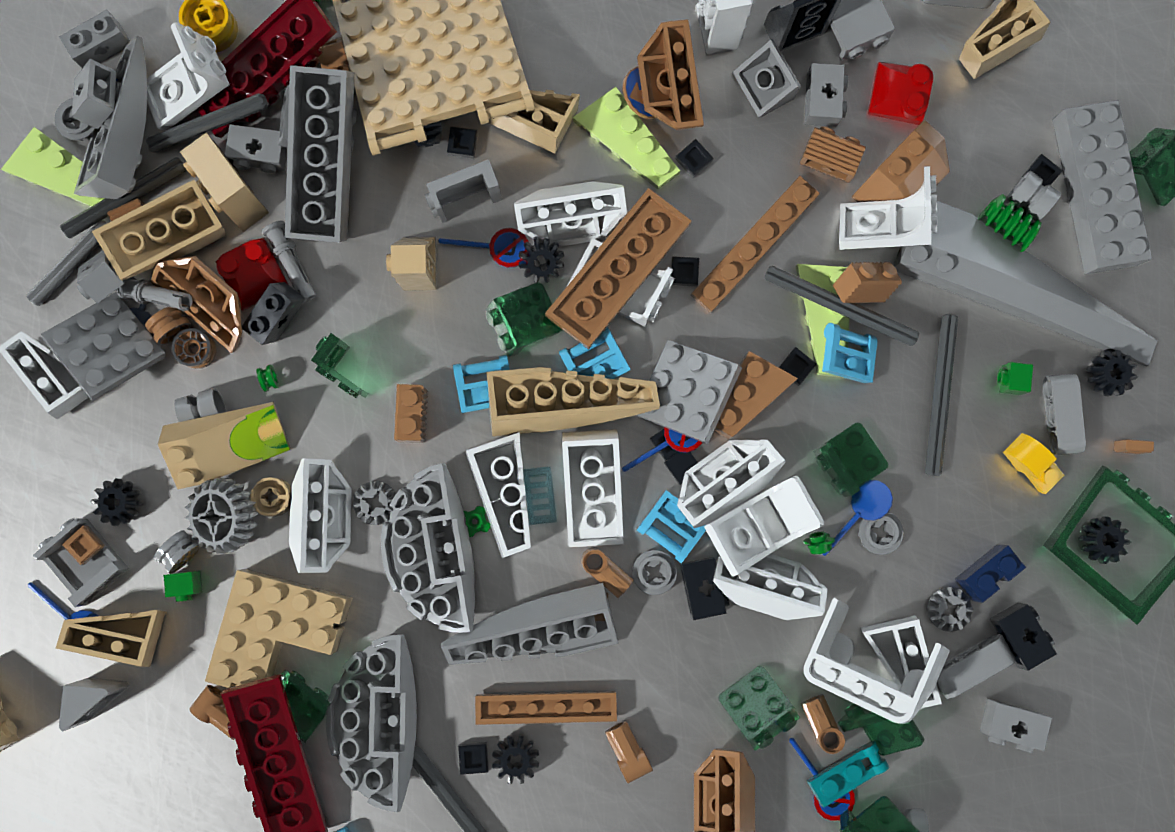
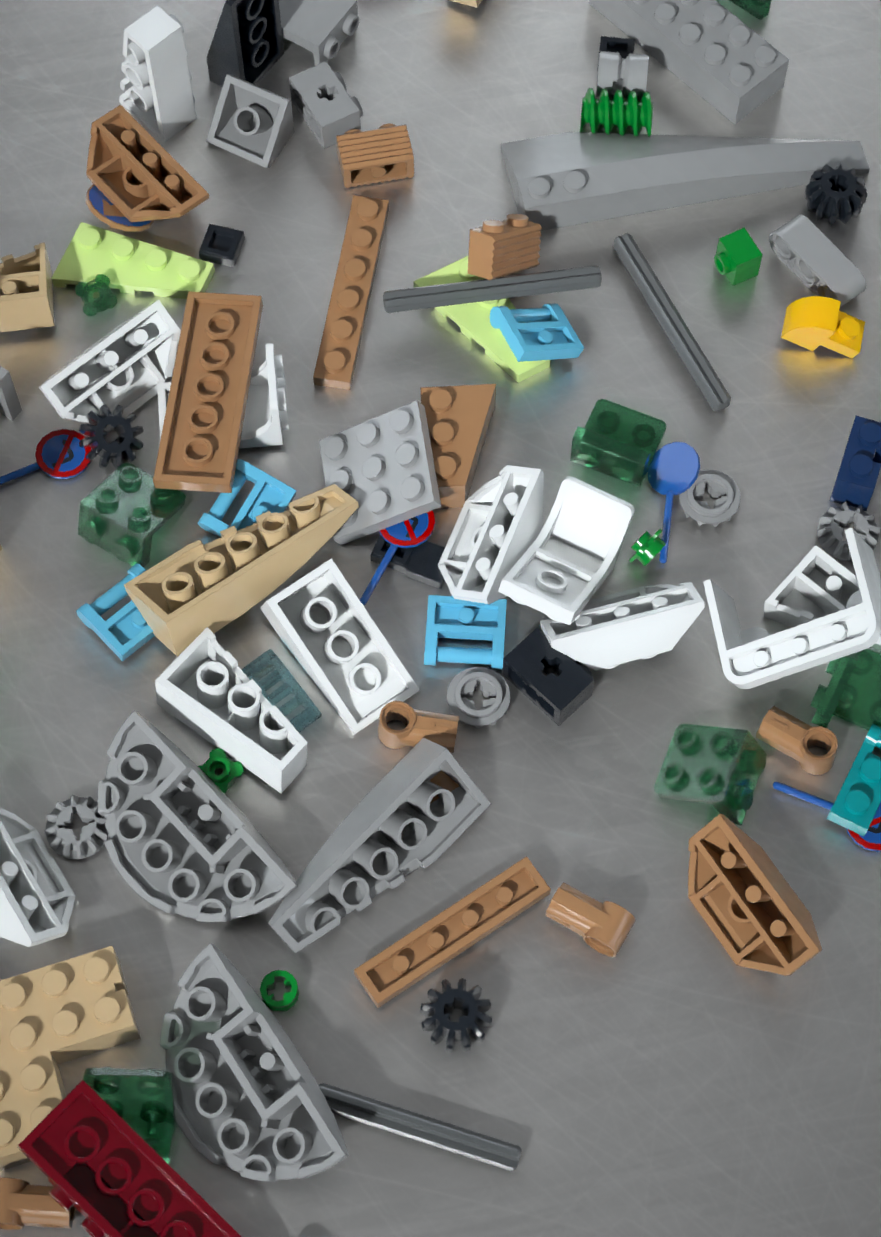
camera: 30 degrees left, 20 degrees down
(410, 413) = (59, 693): medium nougat brick -> none
(431, 685) = (289, 998): none -> green bush
(473, 758) = (402, 1054): black tile -> none
(590, 154) = (103, 302): none -> clear green plate
(685, 271) = (295, 361): black tile -> none
(798, 365) = (491, 375): black tile -> none
(891, 221) = (482, 181): white bracket -> none
(901, 92) = (408, 60): red slope -> none
(904, 169) = (468, 133): medium nougat wedge -> none

